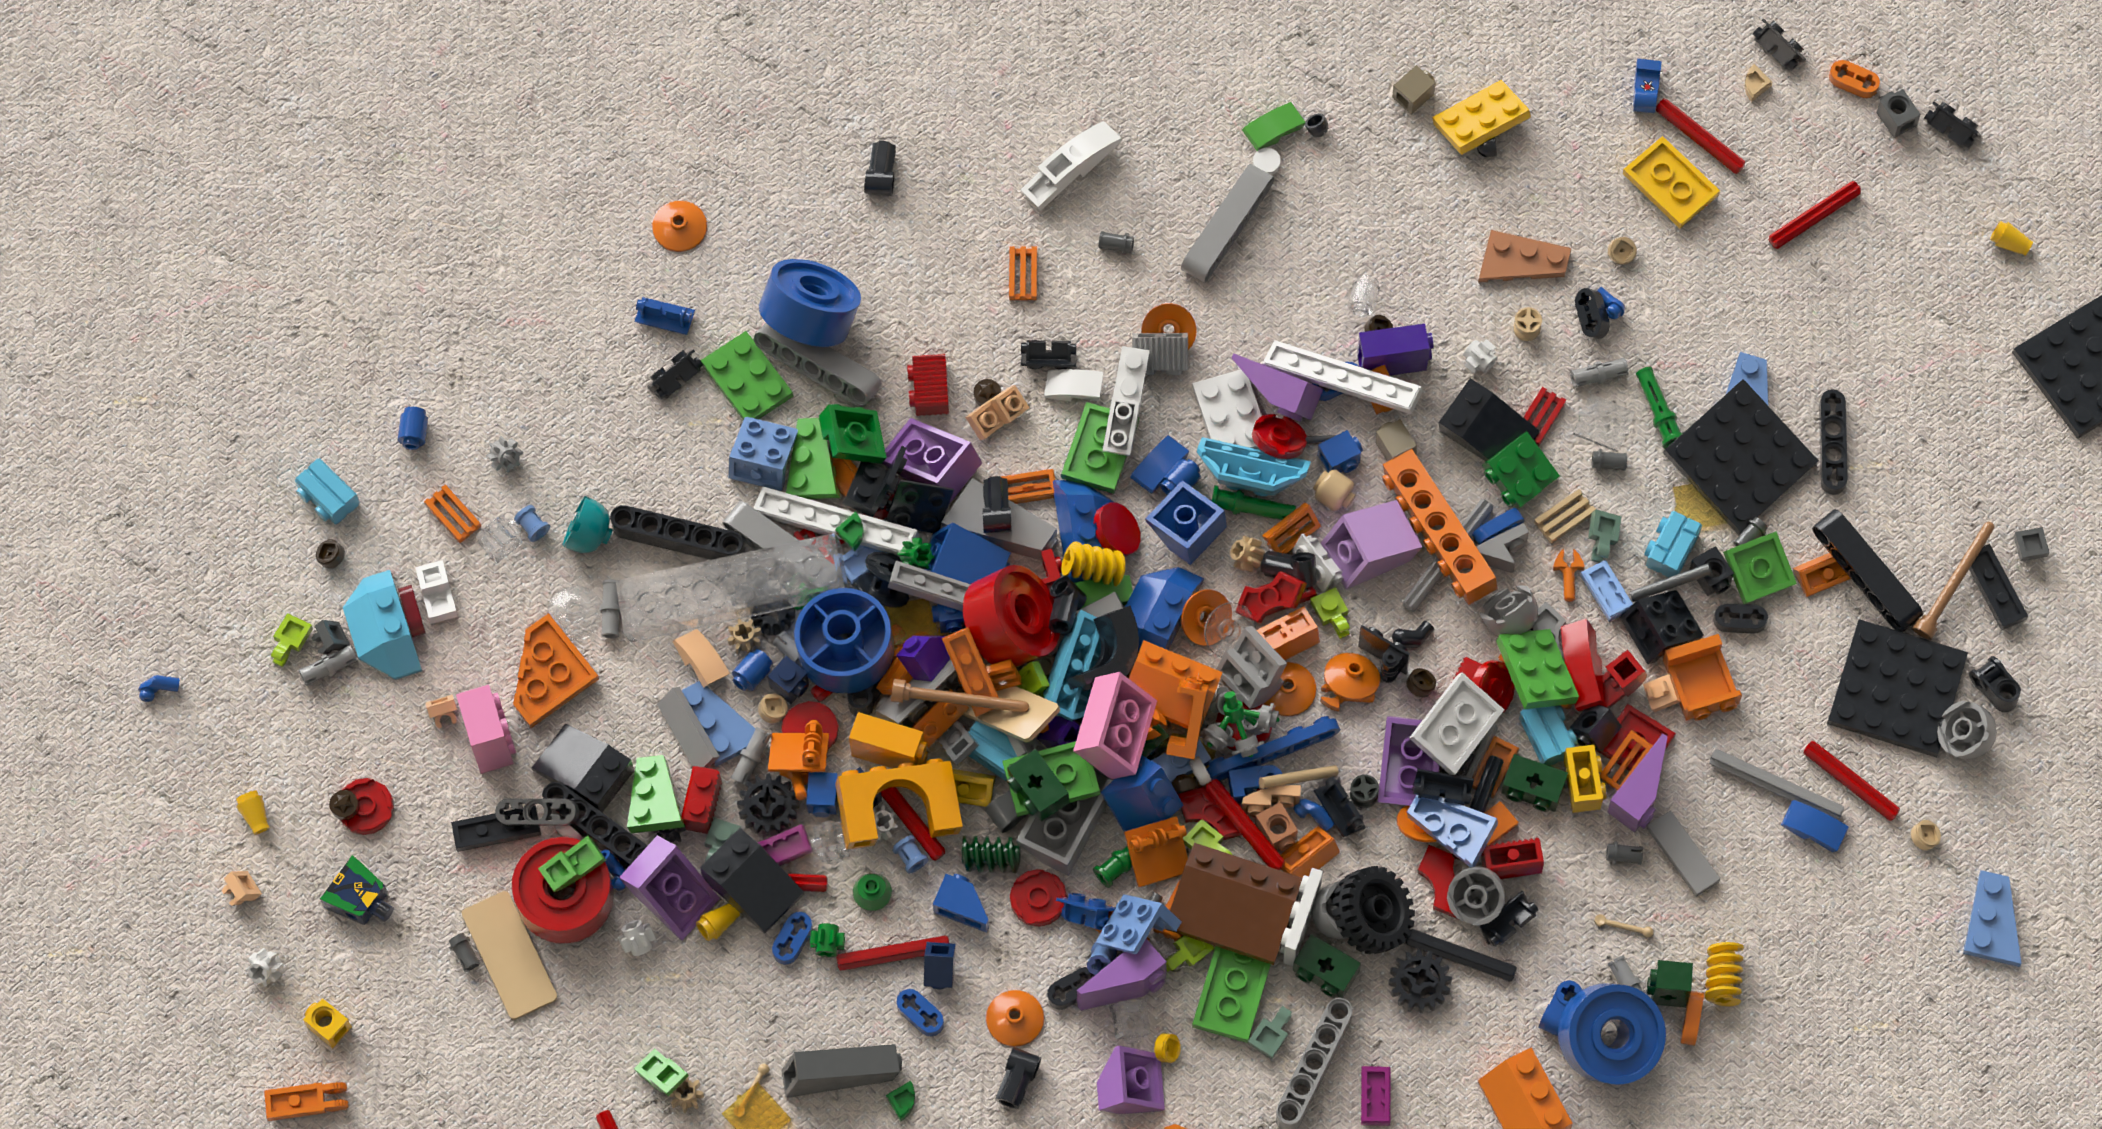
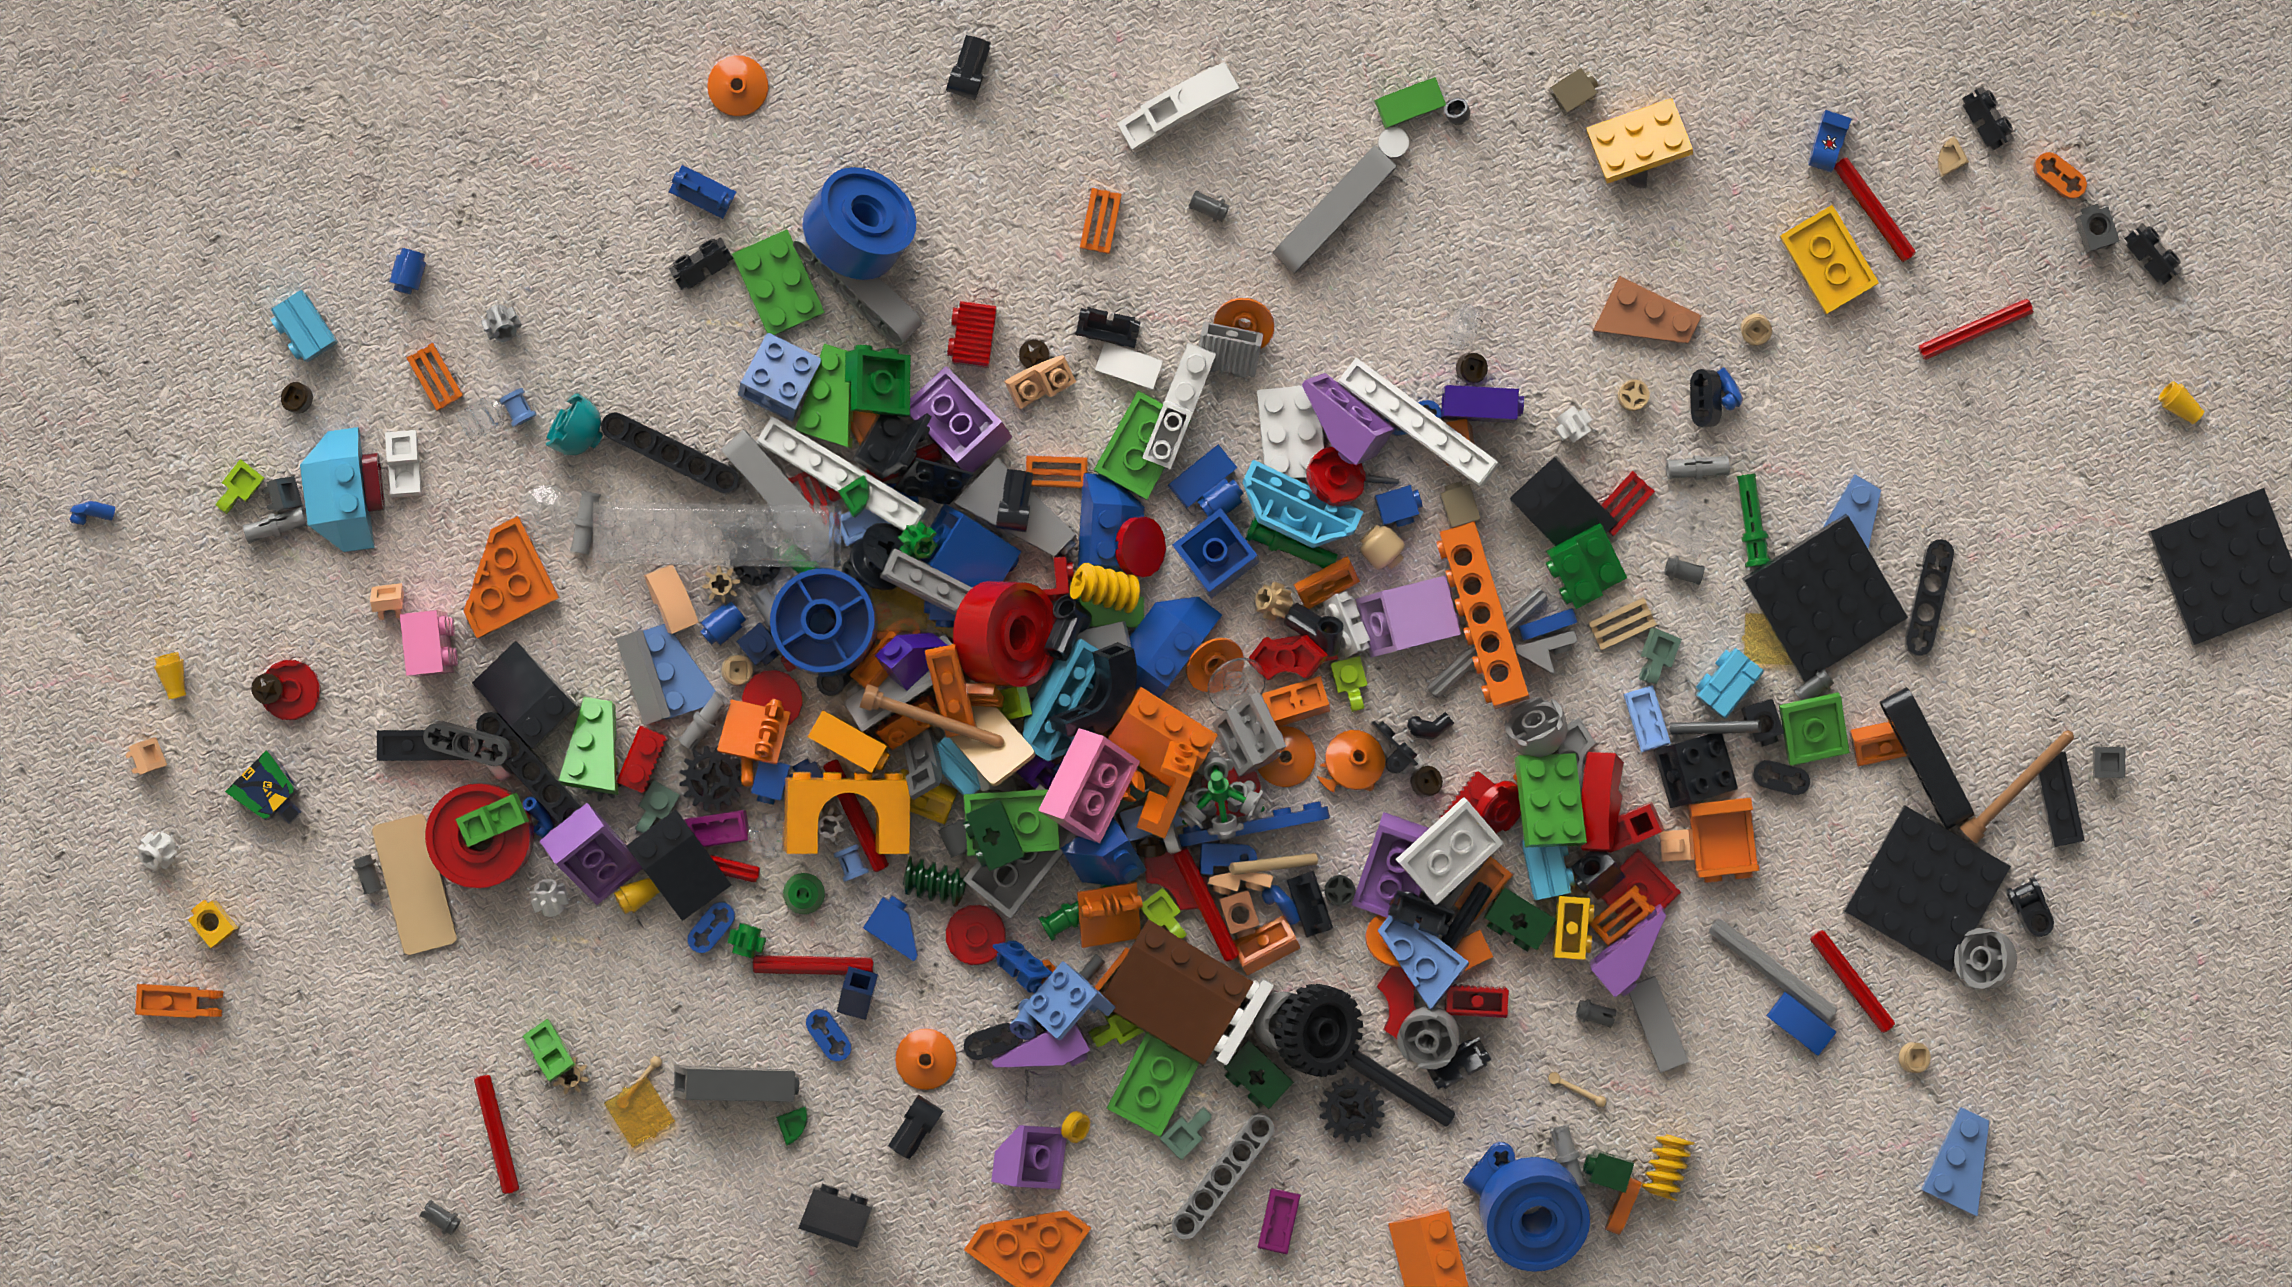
camera: 10 degrees right, 20 degrees up
(1568, 573) = (1611, 689): orange bar -> none

